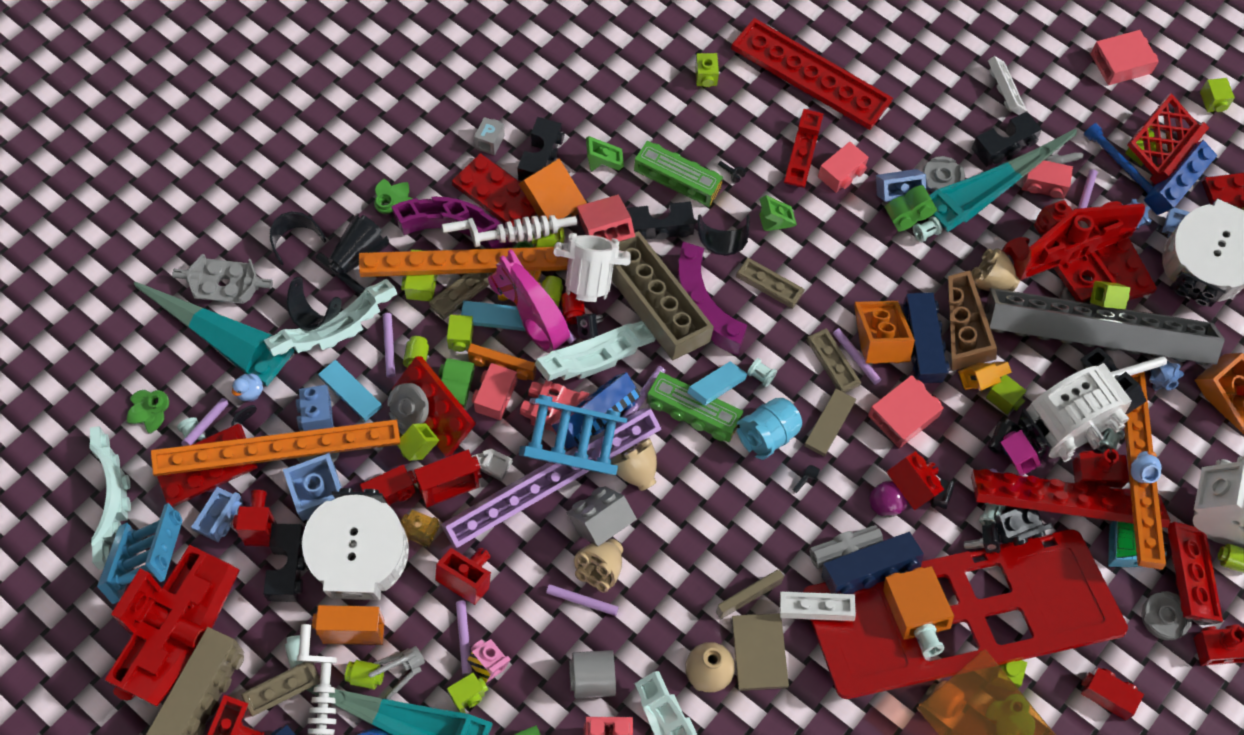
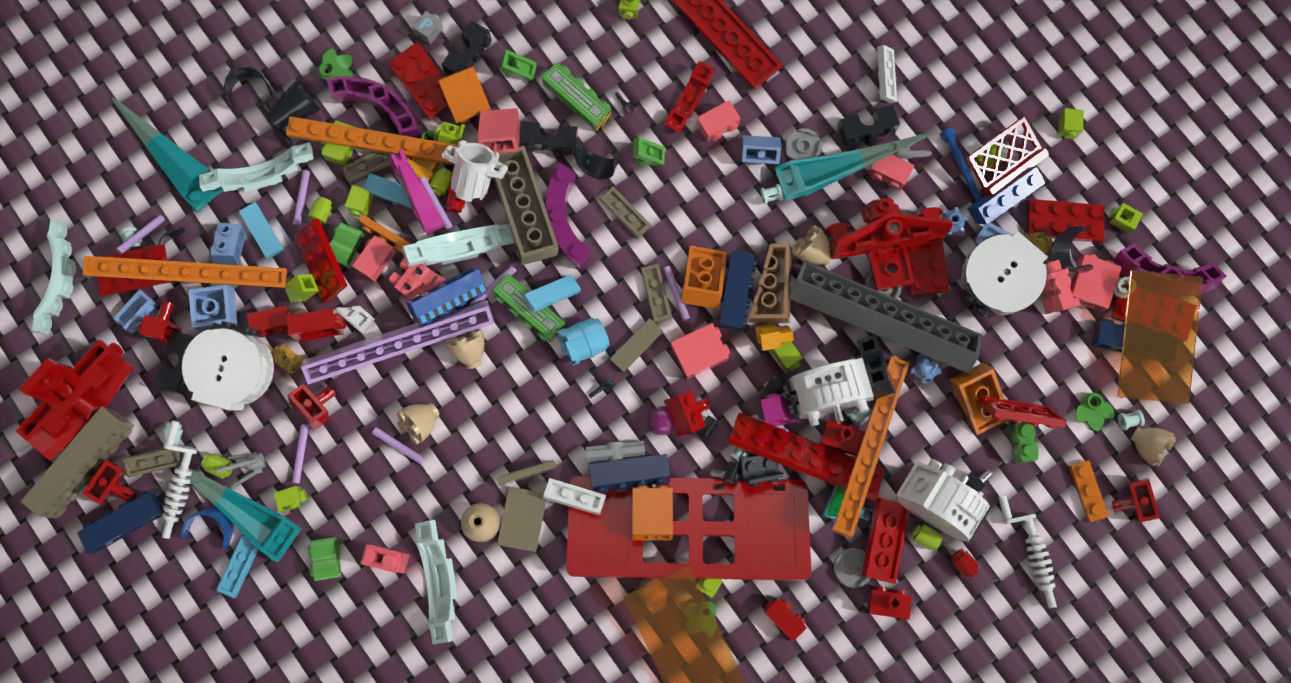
camera: 15 degrees right, 15 degrees up
(128, 543) = (54, 330): dark azure fence -> none
(146, 411) = (100, 212): bright green plate -> none
(207, 273) = (170, 103): light grey plate -> none
(247, 387) = (179, 211): light blue animal -> none
(302, 312) = (238, 155): black piece -> none
(349, 625) = (212, 426): orange brick -> none
(408, 405) = (301, 256): light grey tile -> none
(487, 660) = (311, 484): bright pink brick -> none
(510, 232) = (415, 125): white piece -> none
(557, 453) = (400, 330): dark azure fence -> none
(588, 325) = (462, 218): black piece -> none
(592, 674) = (386, 508): light grey piece -> none
(601, 515) = (426, 384): light grey brick -> none
(762, 372) = (593, 290): light aqua bush -> none
(910, 208) = (761, 173): bright green brick -> none
(929, 640) = (648, 547): light aqua bush -> none
(1088, 189) = (919, 193): lavender bar -> none
(1110, 295) = (902, 291): lime brick -> none
(1124, 57) = (1001, 68): coral brick -> none
(1141, 367) = (899, 362): white bar -> none
(1146, 467) = (870, 451): light blue animal -> none

